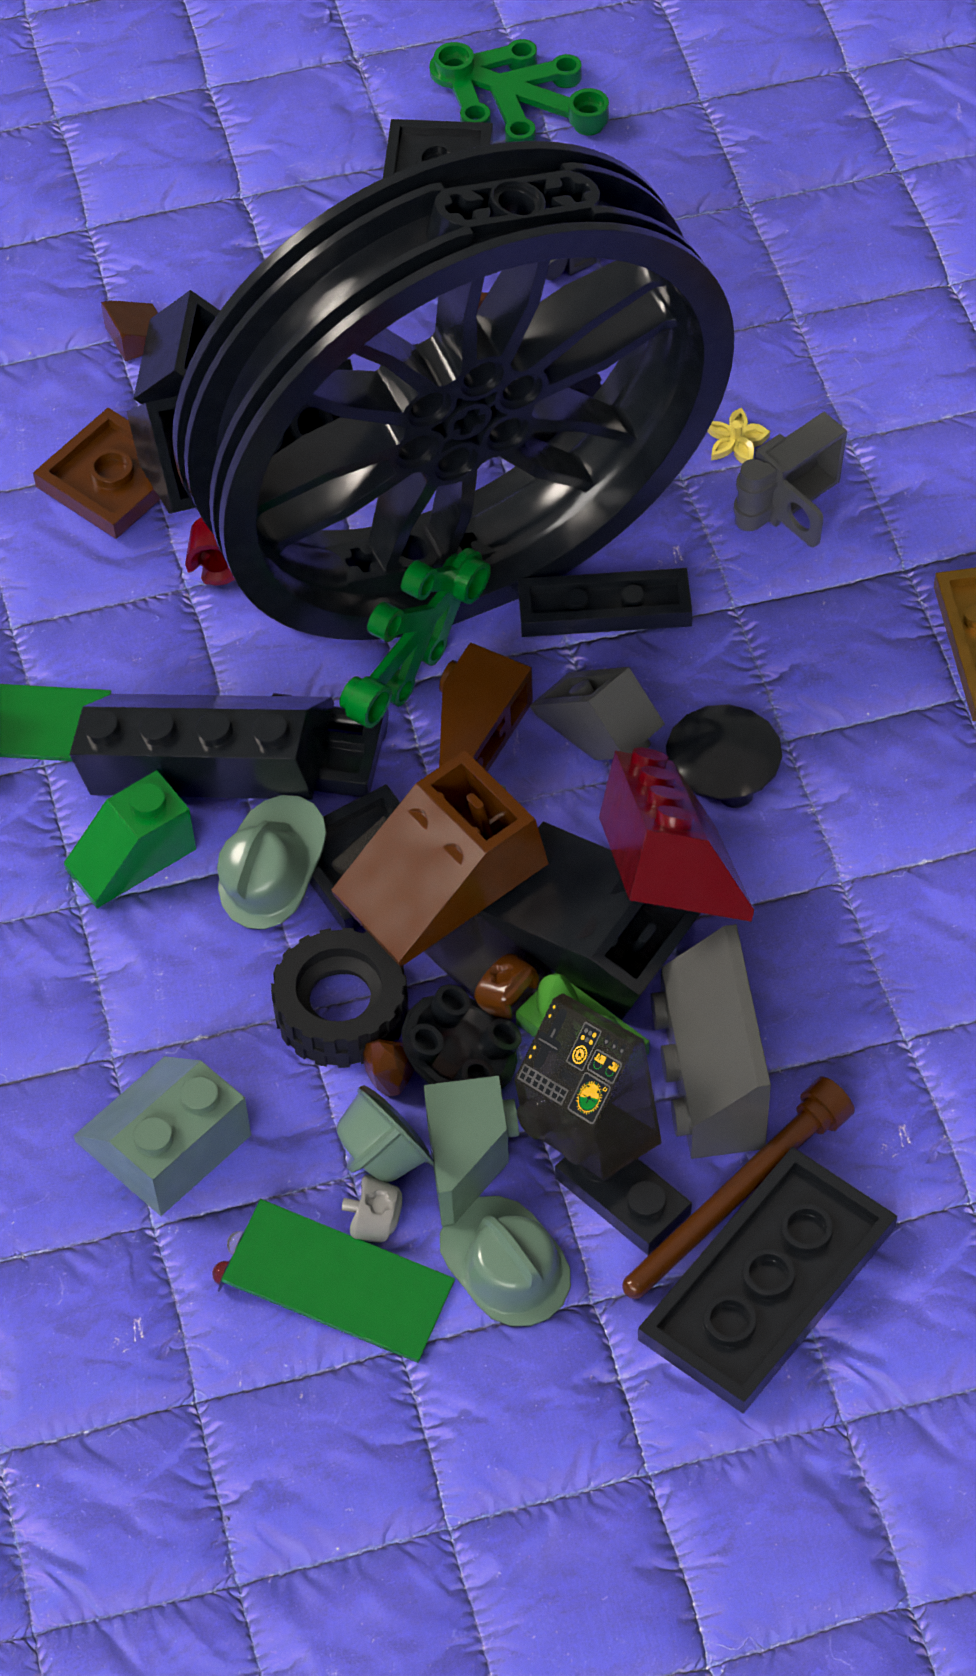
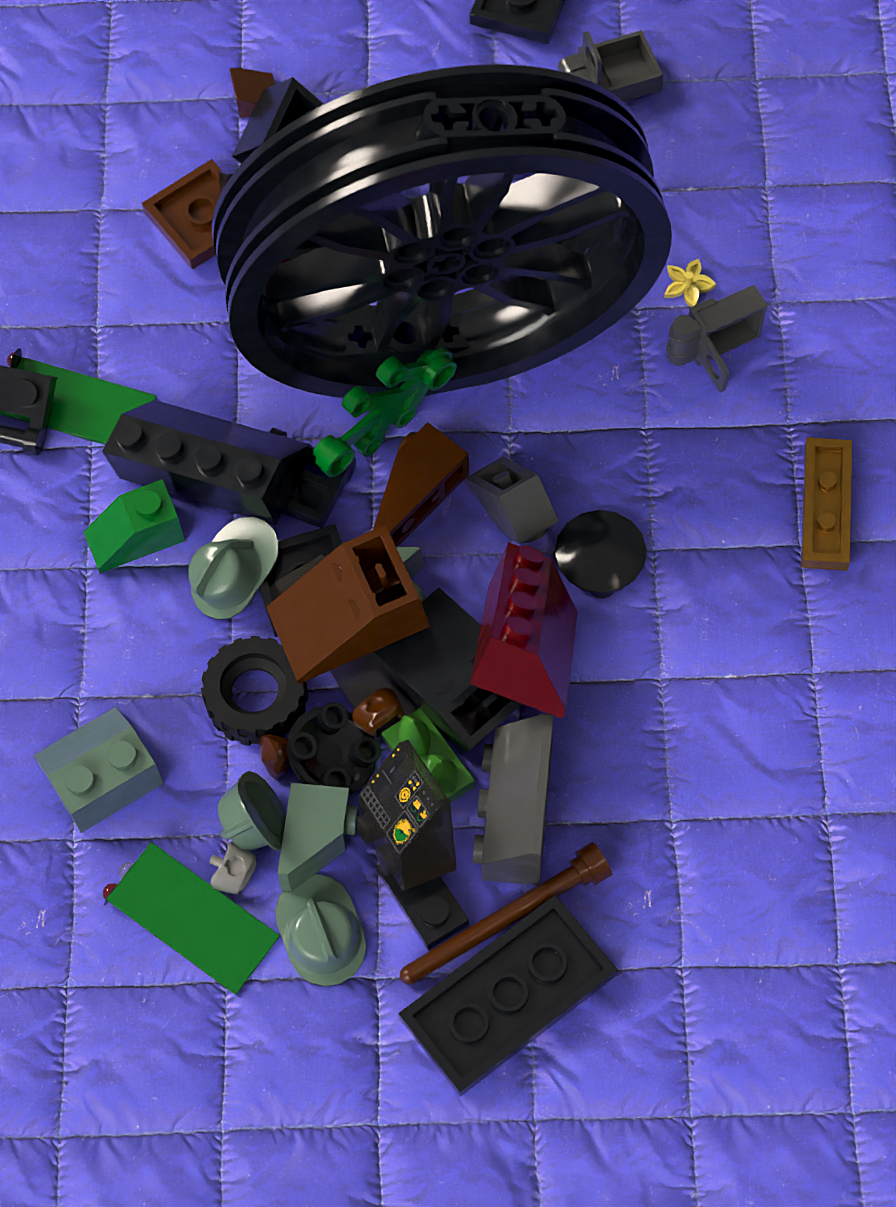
camera: 15 degrees right, 10 degrees up
(604, 602) = (544, 405): black plate -> none

